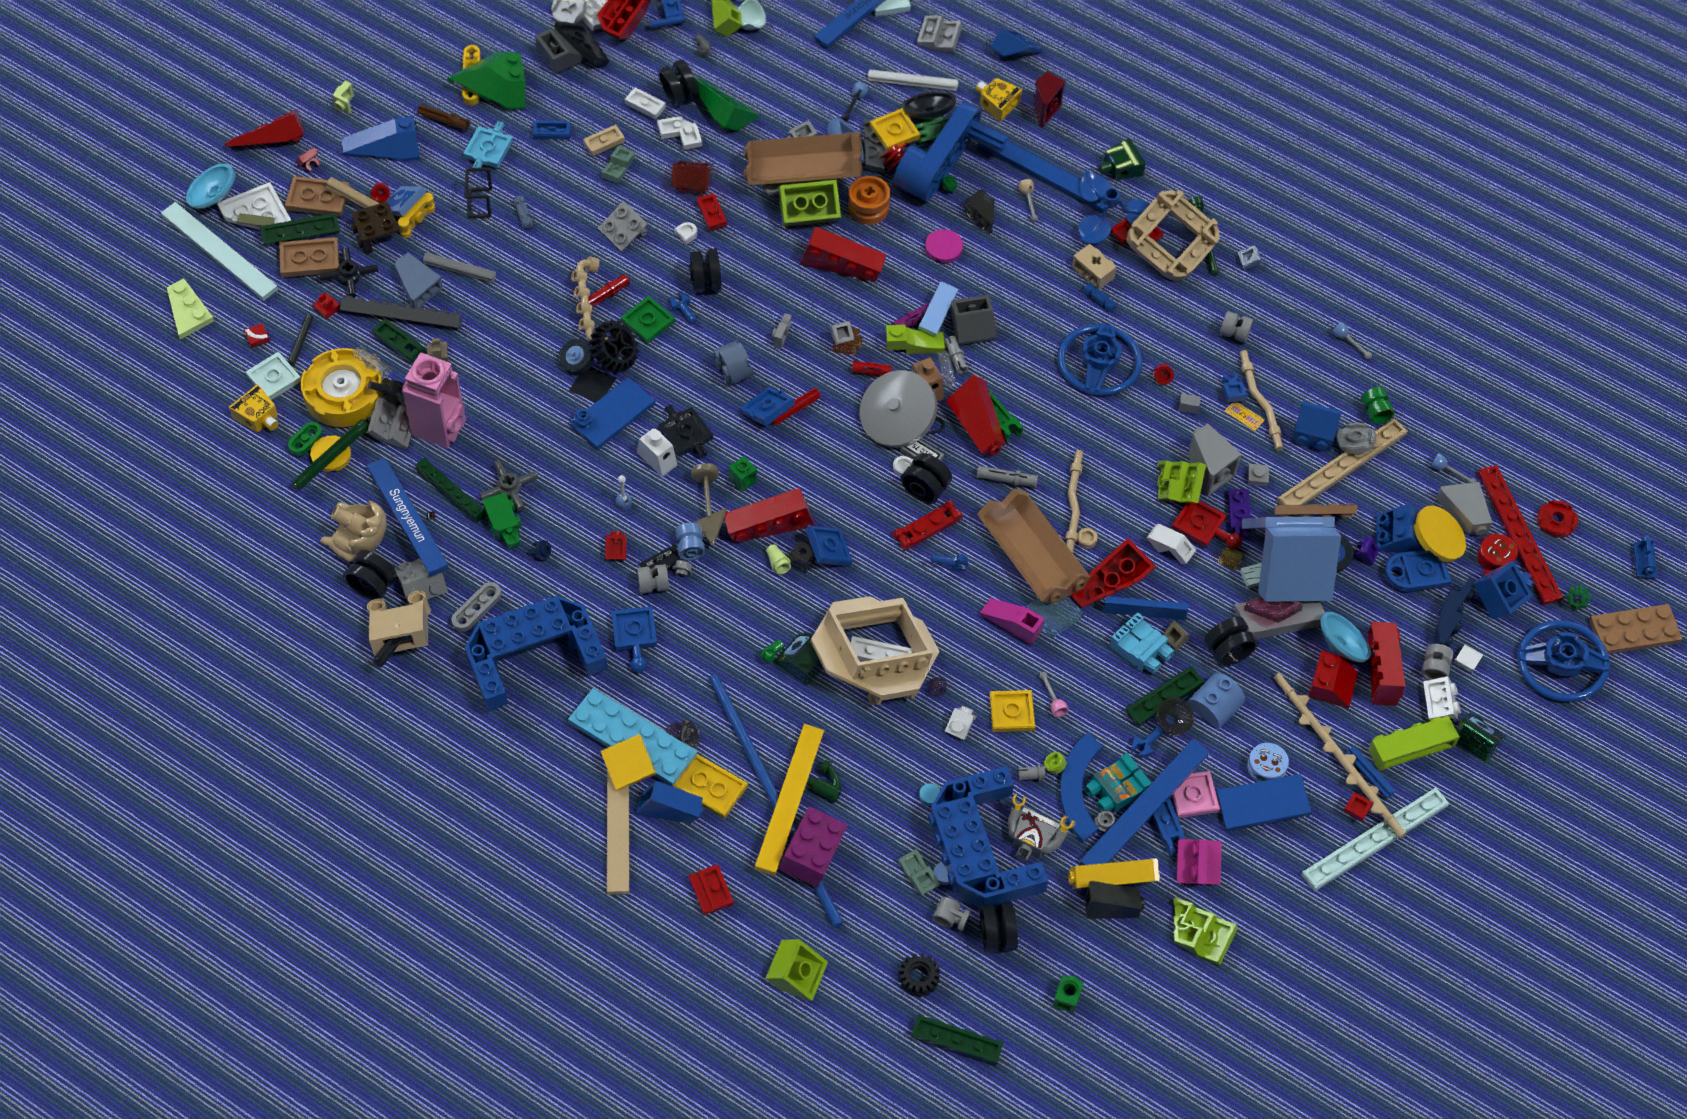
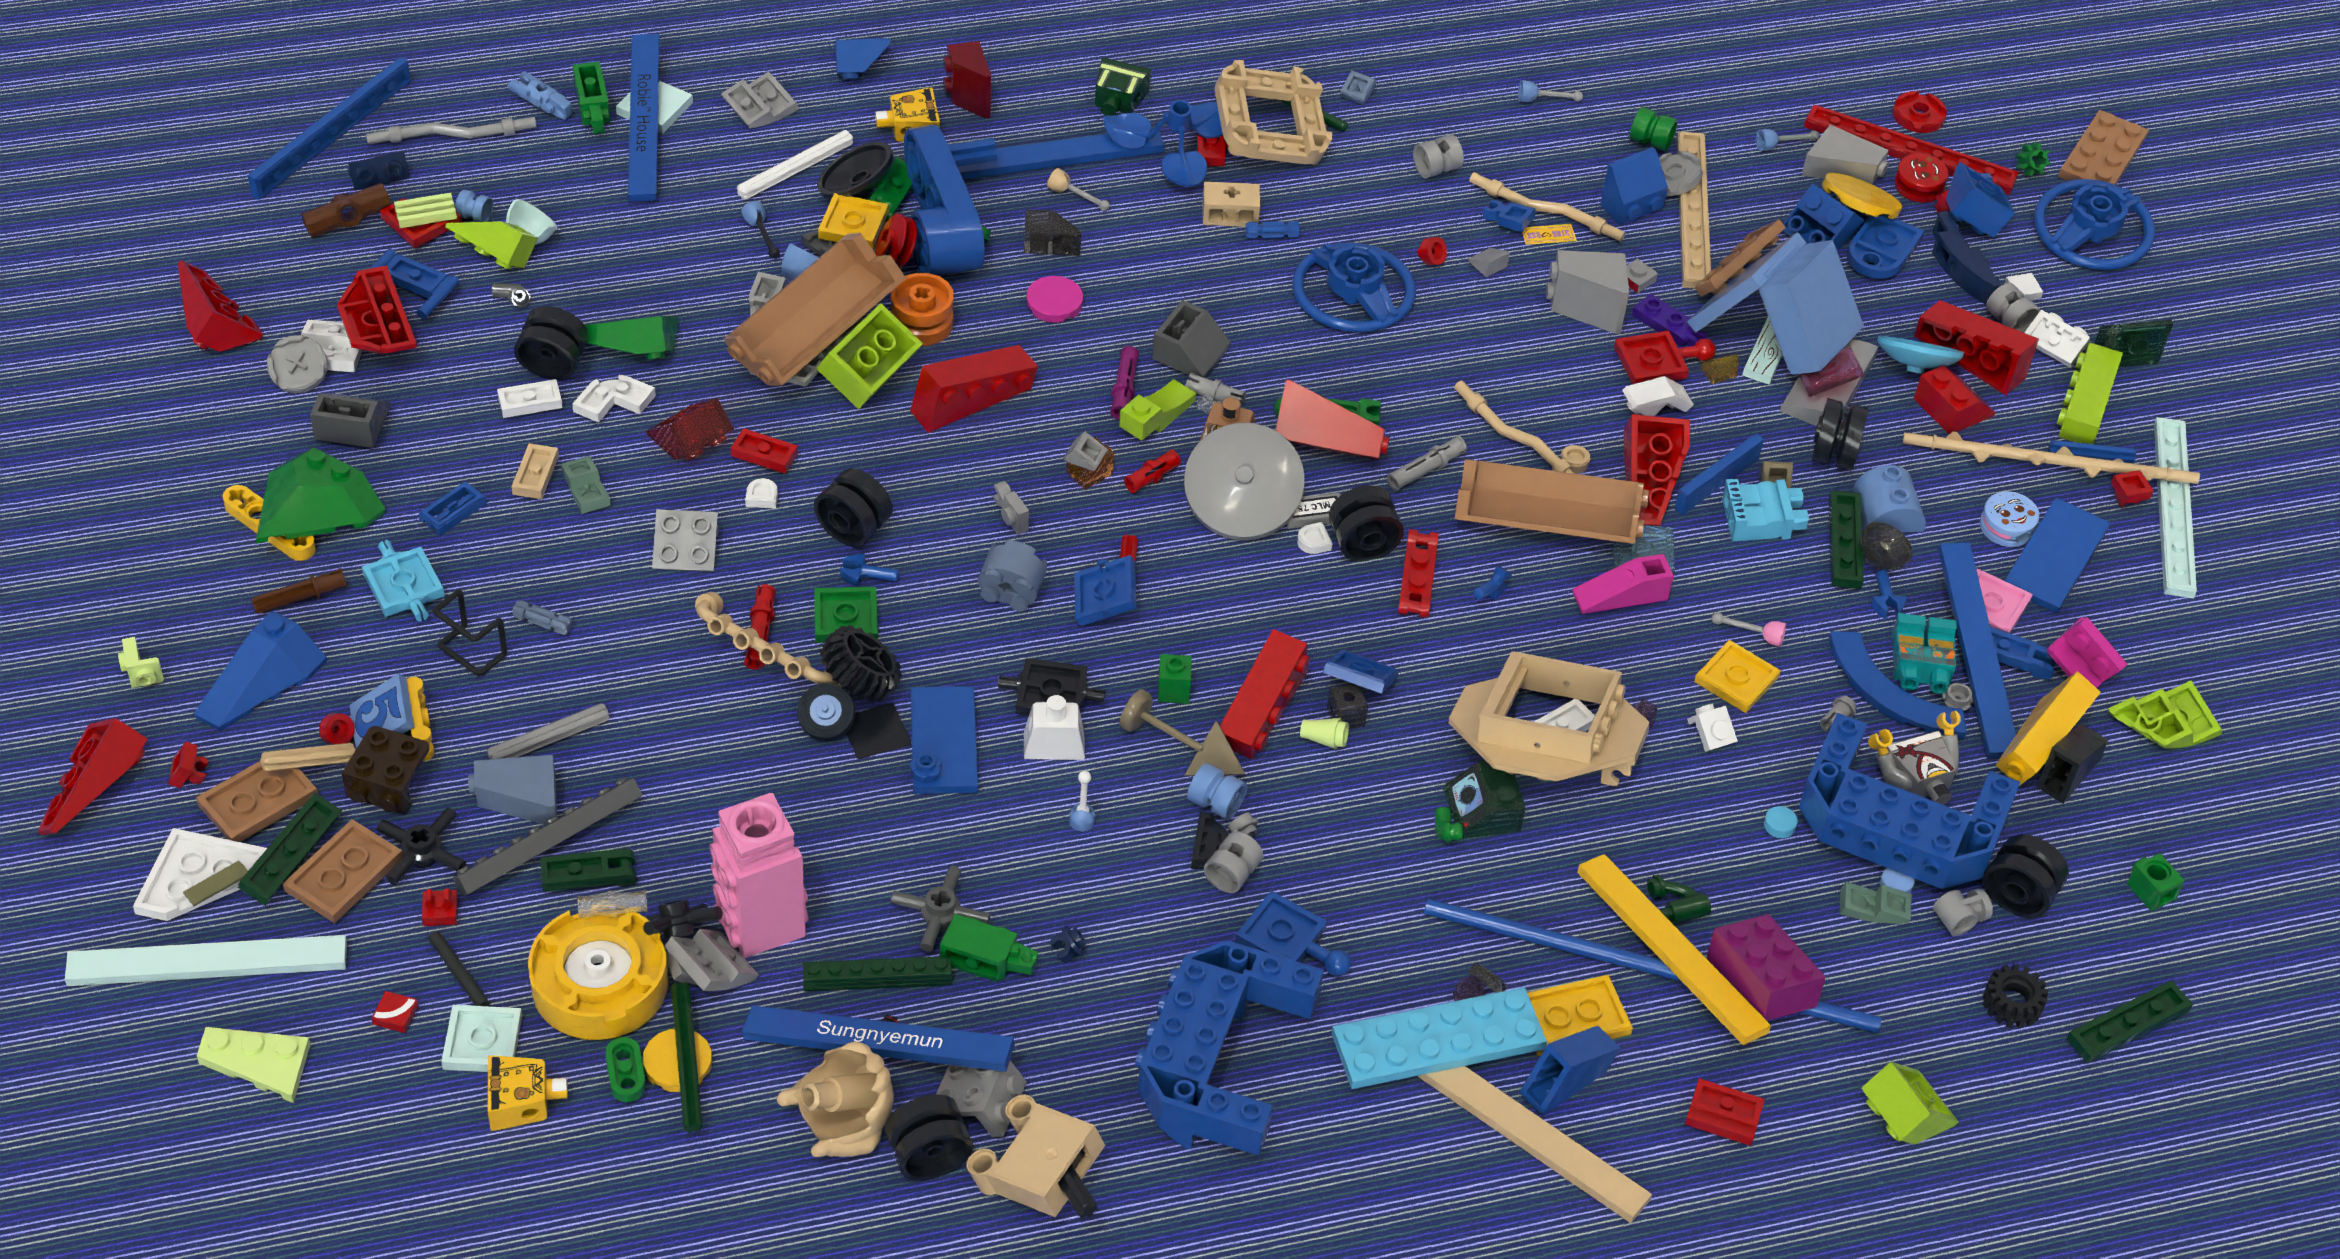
camera: 50 degrees left, 10 degrees down
(211, 186) = (102, 891): medium azure dish -> none
(438, 349) = (650, 843): dark tan tile -> none
(478, 599) = (1084, 1055): light grey plate -> none
(583, 42) = (368, 386): black wing -> none
(616, 546) = (1145, 865): red bracket -> none
(628, 762) = (1480, 1062): yellow tile -> none
(938, 309) = (1143, 357): light blue tile -> none
(1055, 763) = (1844, 684): lime tile -> none
(1180, 481) = (1591, 331): lime slope -> none
(1645, 558) = (2038, 91): blue hinge -> none

